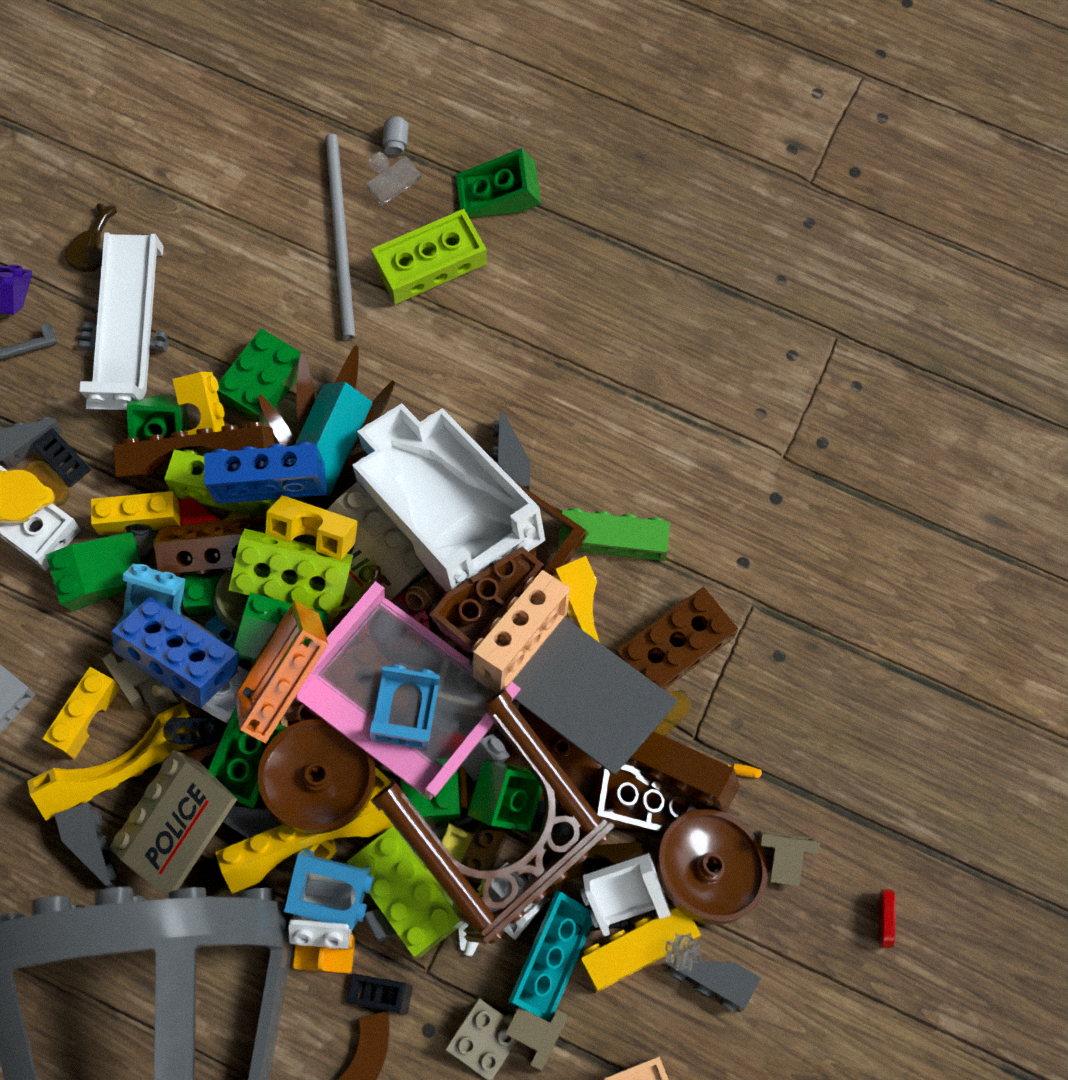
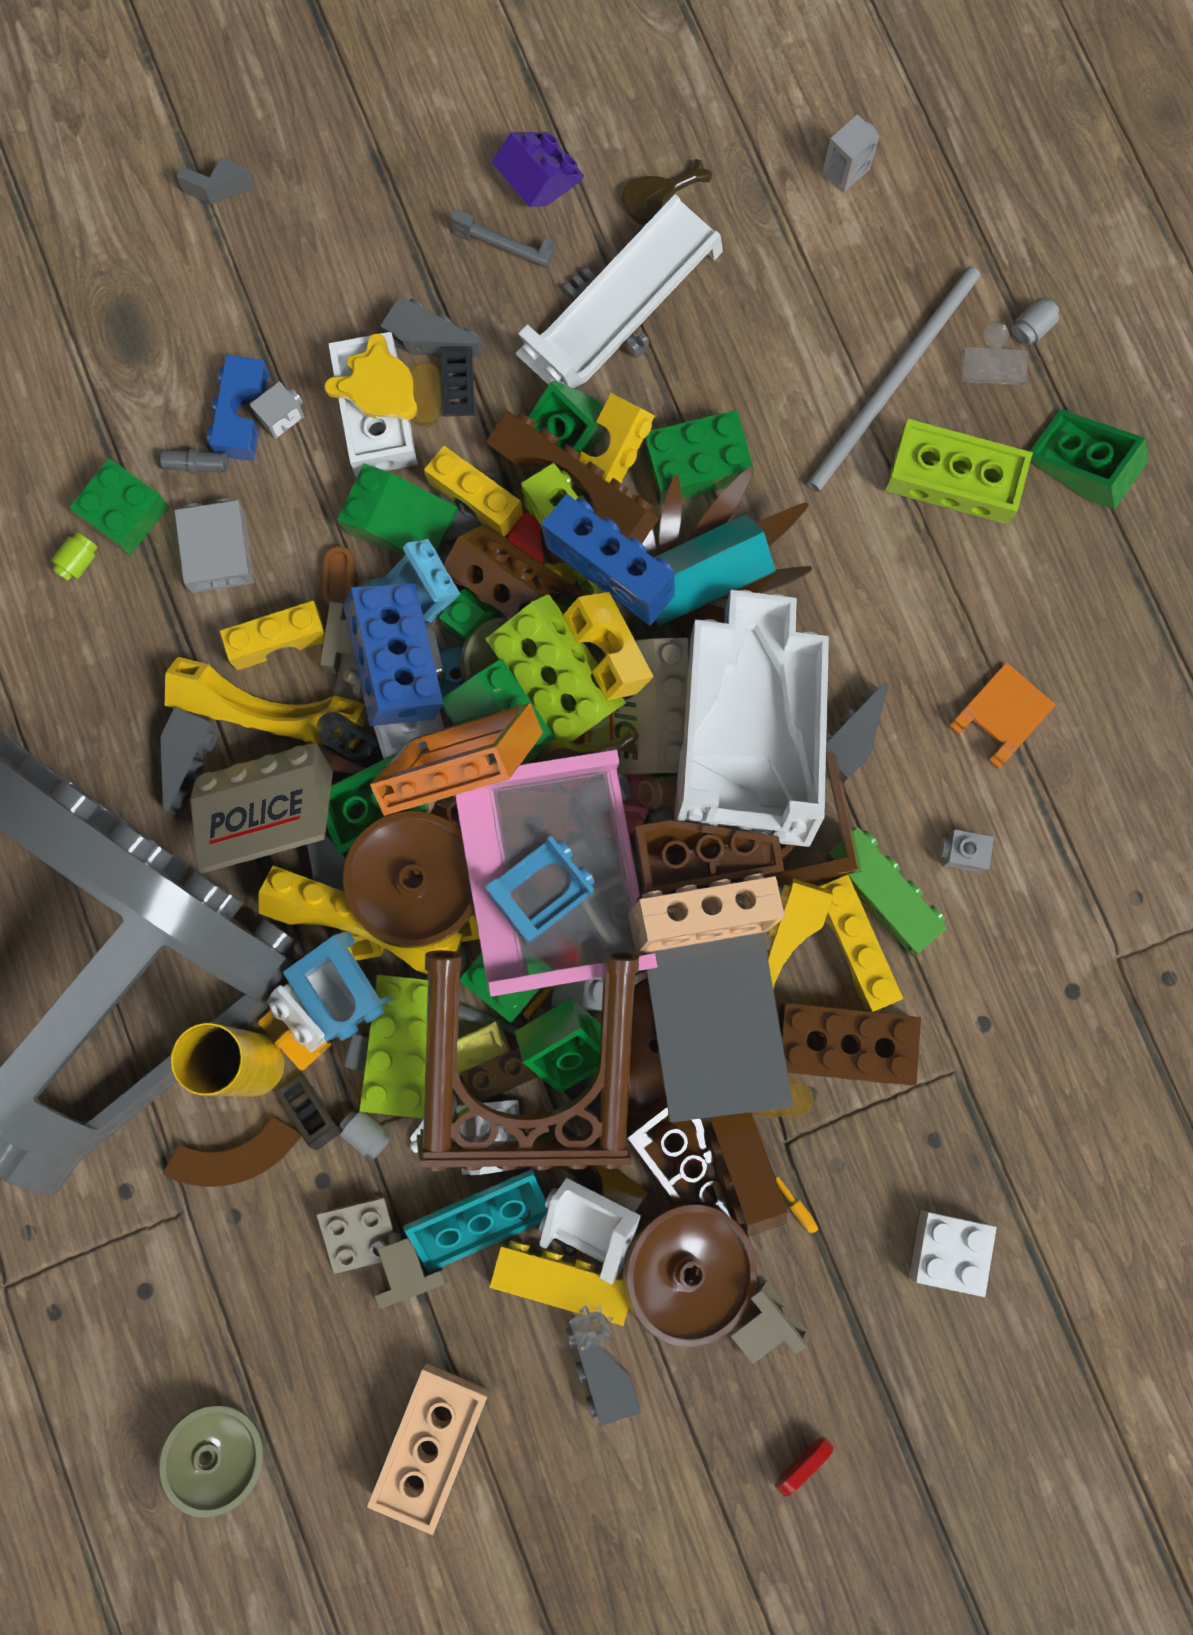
camera: 45 degrees right, 10 degrees up
(90, 642) = (337, 575): none -> dark orange tile
(193, 126) = (850, 153): none -> light grey brick
(284, 972) = (200, 1056): none -> yellow piece
(429, 972) = (364, 1134): none -> light grey brick
(586, 370) = (1007, 711): none -> orange flag
(639, 469) = (967, 851): none -> light grey brick
(648, 587) = (863, 953): none -> yellow arch
(851, 709) = (952, 1253): none -> white brick

